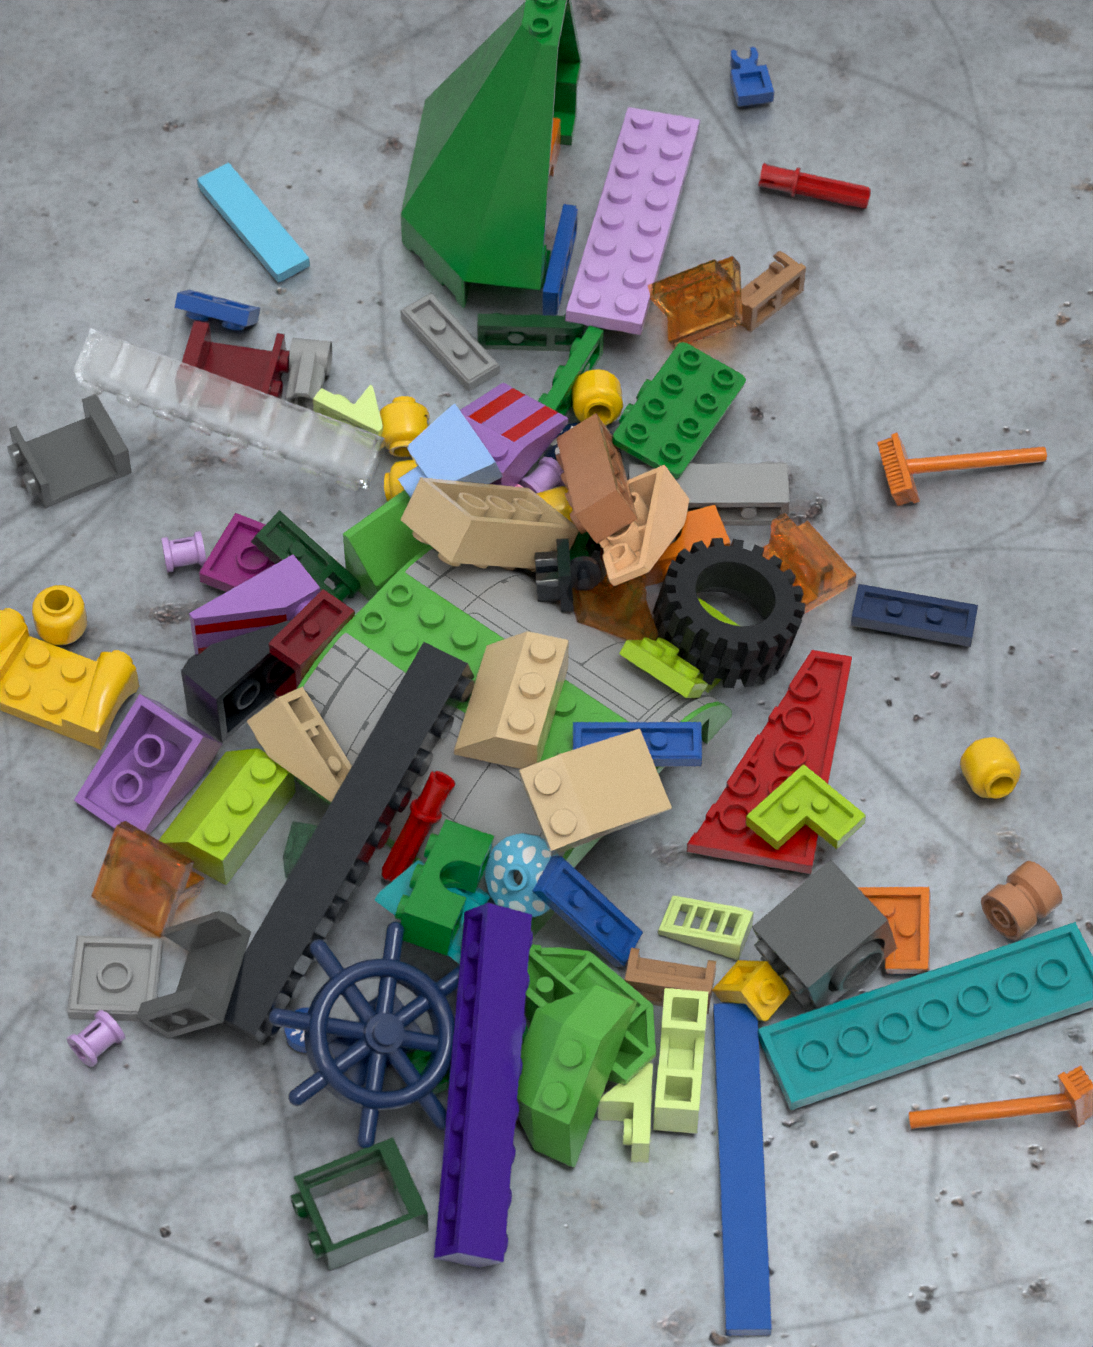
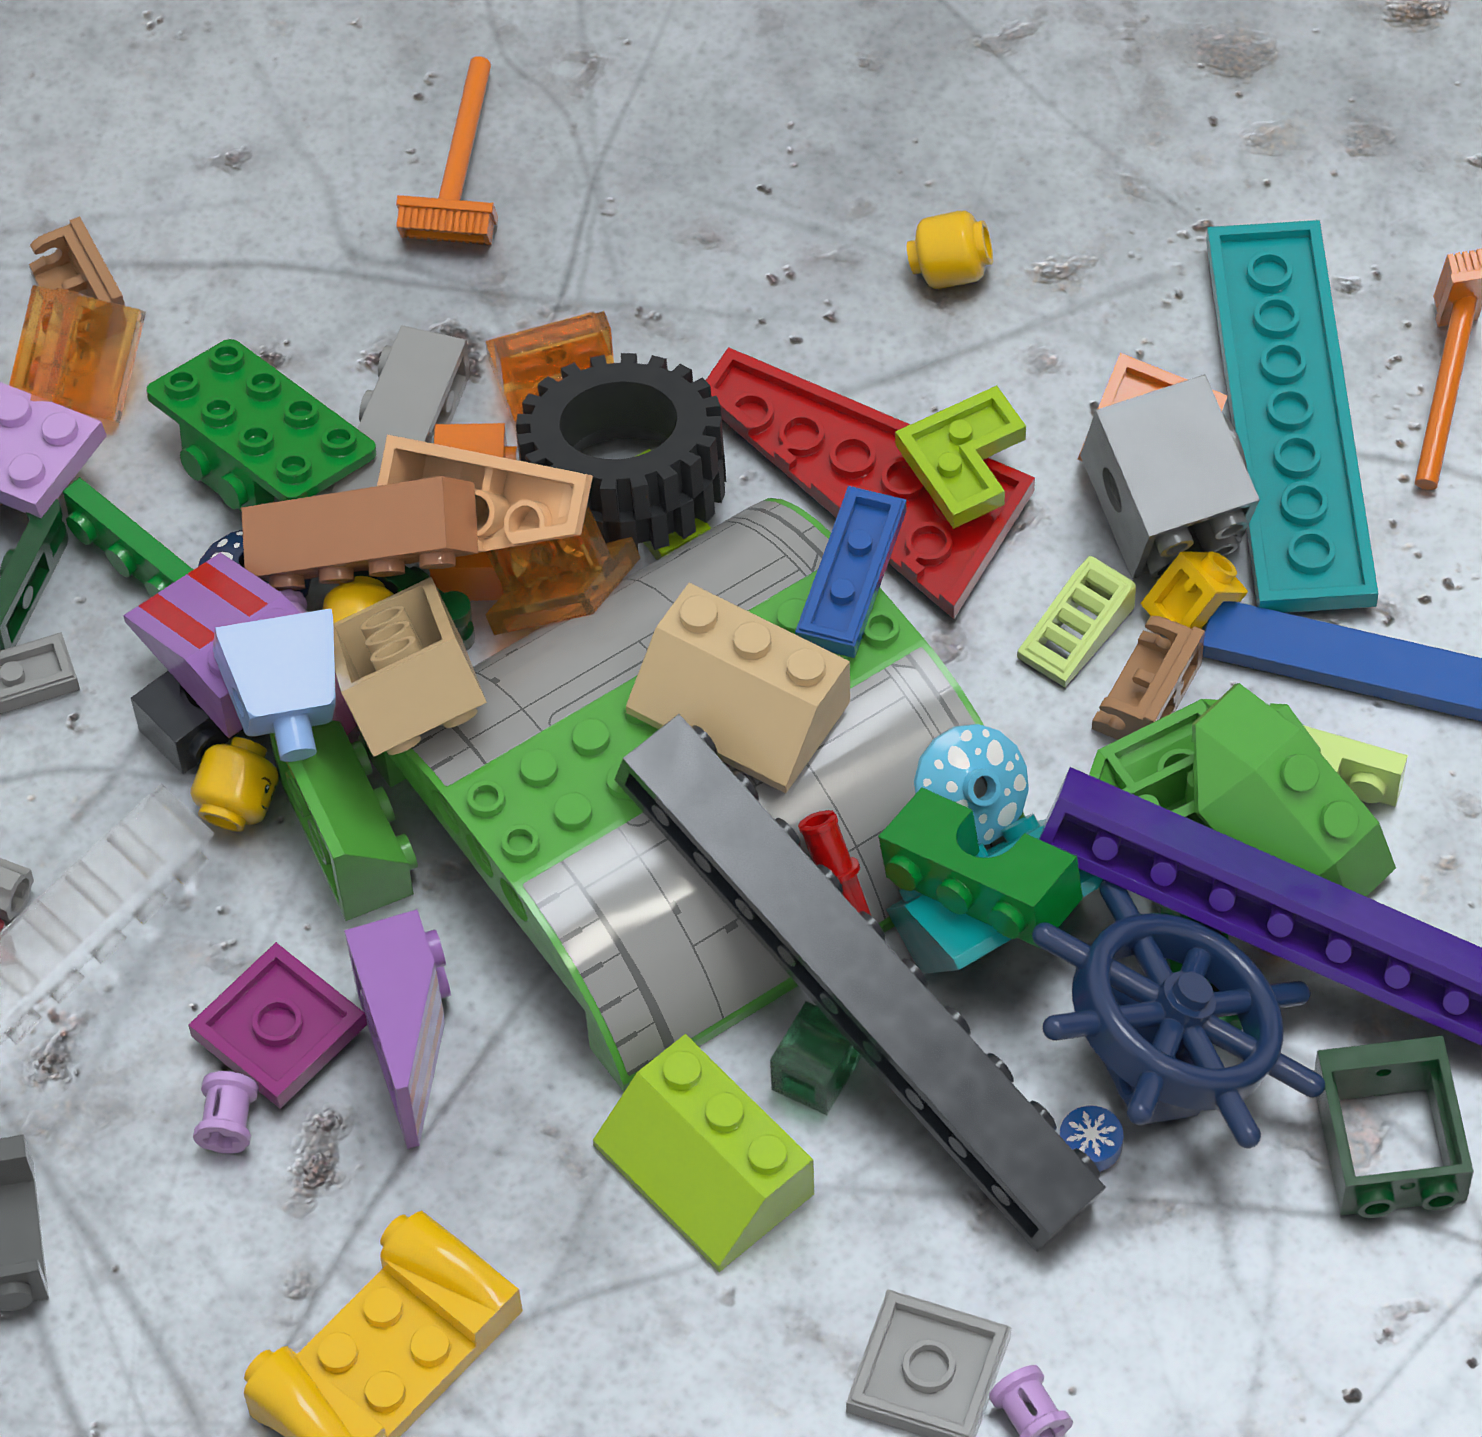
camera: 70 degrees left, 0 degrees up
(59, 615) = (282, 1300): yellow head -> none
(145, 879) = (795, 1279): clear orange bracket -> none
(147, 767) = (598, 1244): medium lavender slope -> none
(208, 977) = (987, 1235): dark grey panel -> none
(233, 681) = (509, 1087): black slope -> none
(284, 538) = (307, 948): dark green plate -> none
(301, 742) = (668, 1002): tan slope -> none
(308, 636) = (517, 960): dark red panel -> none
(362, 414) = (84, 819): yellowish green slope -> none
(402, 423) = (123, 769): yellow head -> none
(558, 575) = (511, 602): black hips -> none
(587, 911) = (1043, 731): blue tile -> none
(594, 791) = (919, 641): tan slope -> none
(598, 394) = (183, 521): yellow head -> none
(662, 662) = (688, 536): lime plate -> none
(680, 1061) = (1339, 703): yellowish green arch -> none
(914, 615) = (682, 267): dark blue plate -> none
(1026, 897) = (1160, 271): nougat wheel -> none

